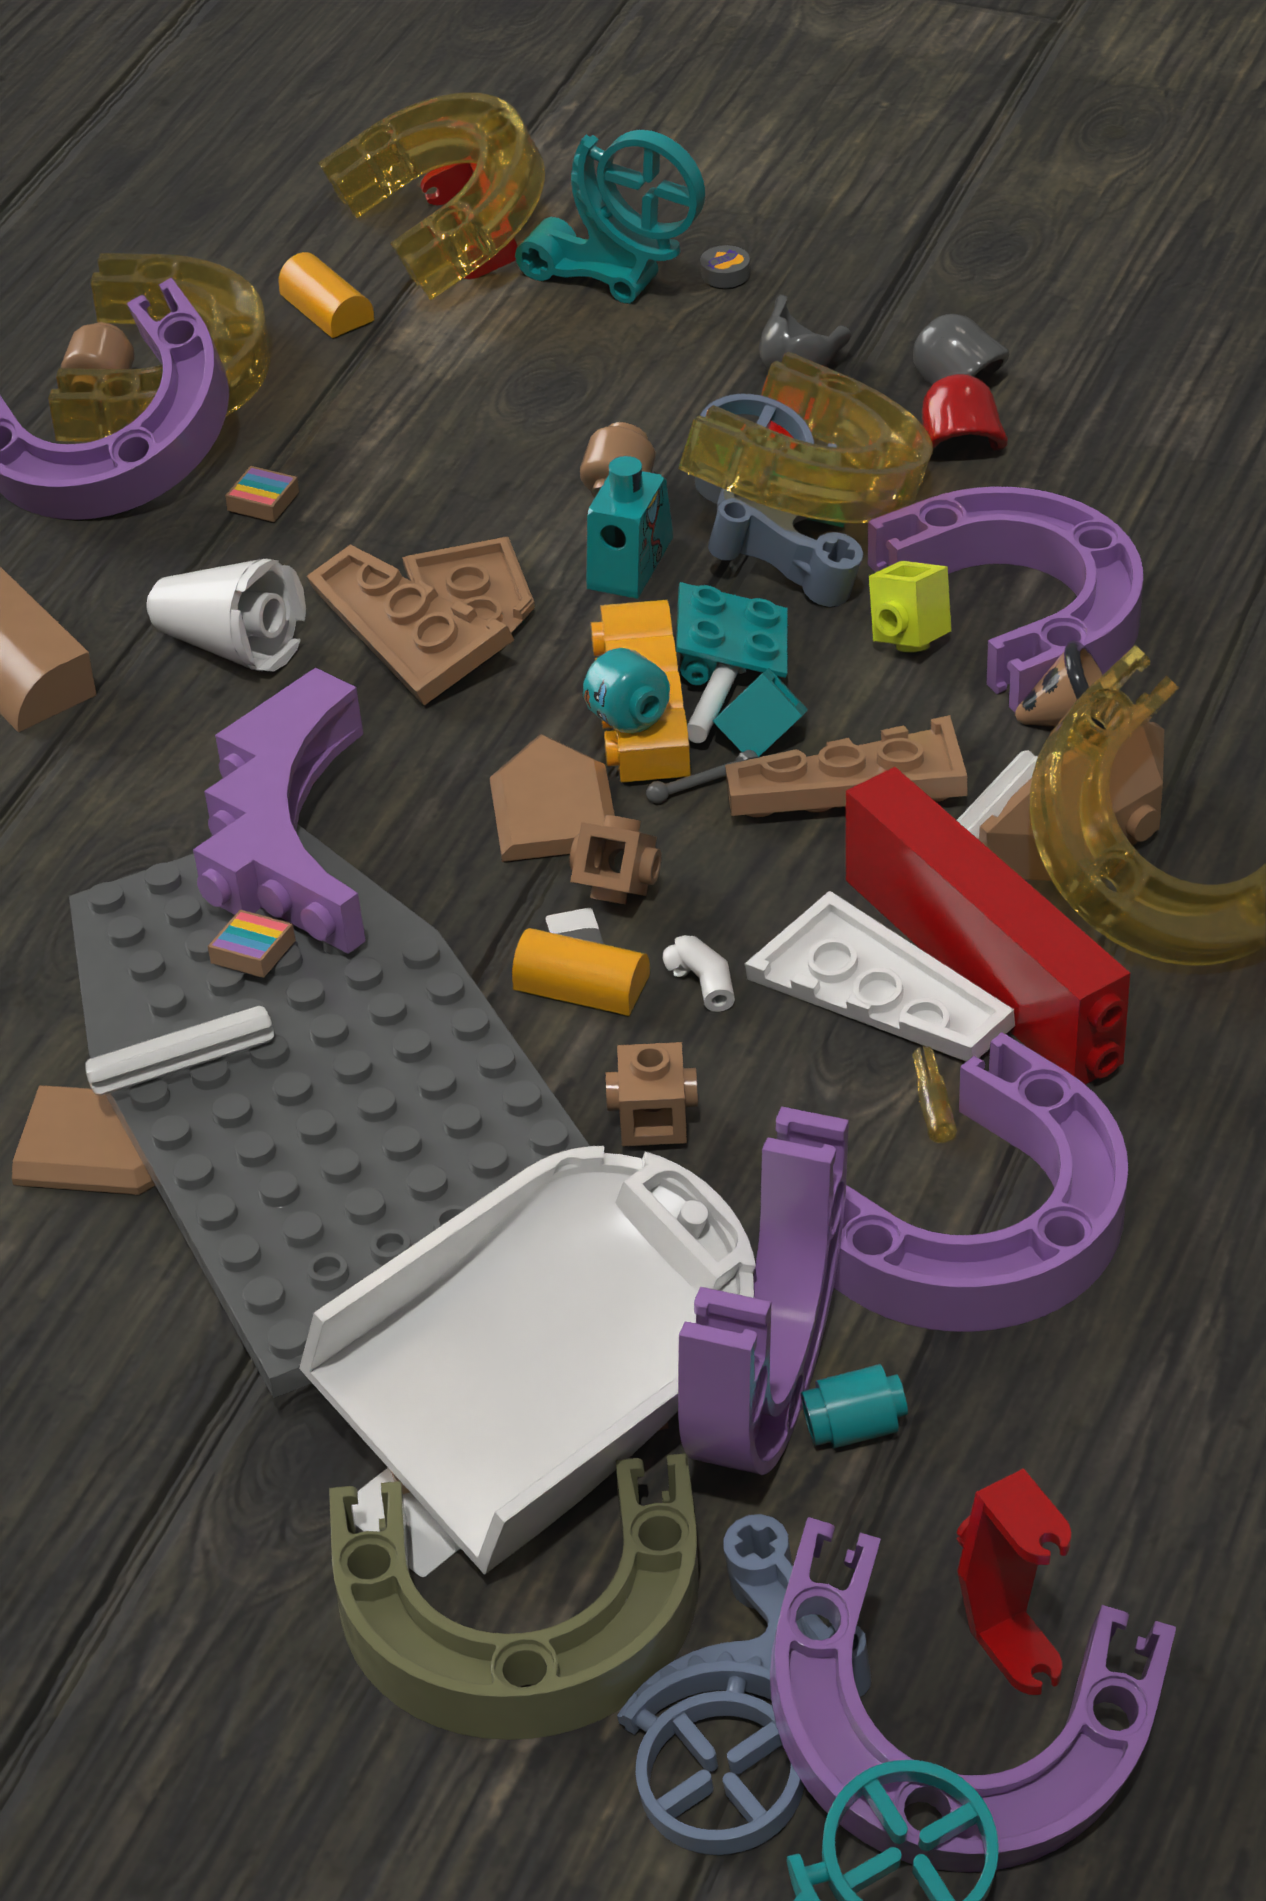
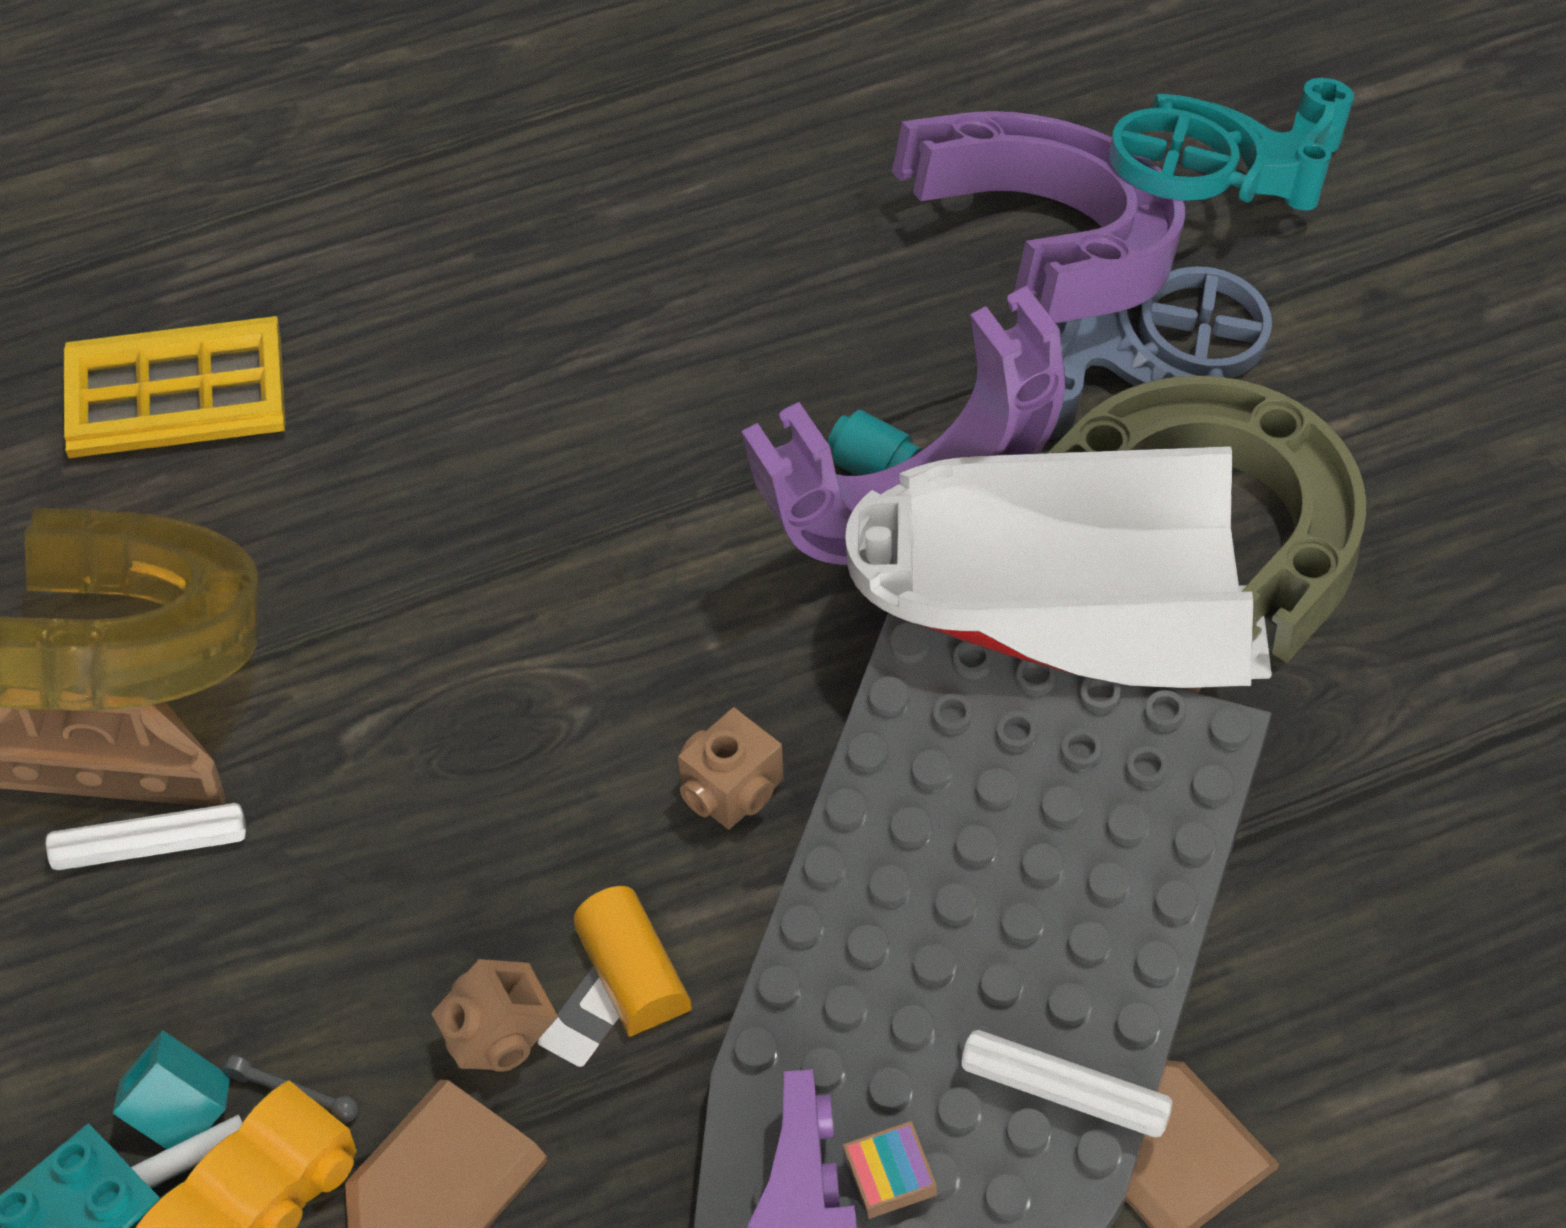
camera: 135 degrees left, 10 degrees up
(626, 690) = (290, 1138): teal head -> none
(711, 968) = (537, 878): white arm -> none
(820, 781) = (179, 957): medium nougat wing -> none
(878, 978) = (438, 760): white wing -> none
(934, 1098) = (526, 635): clear yellow piece -> none
(986, 924) = (332, 689): red brick -> none
(998, 1571) = (942, 217): red piece -> none
(1018, 1270) = (596, 446): medium lavender piece -> none

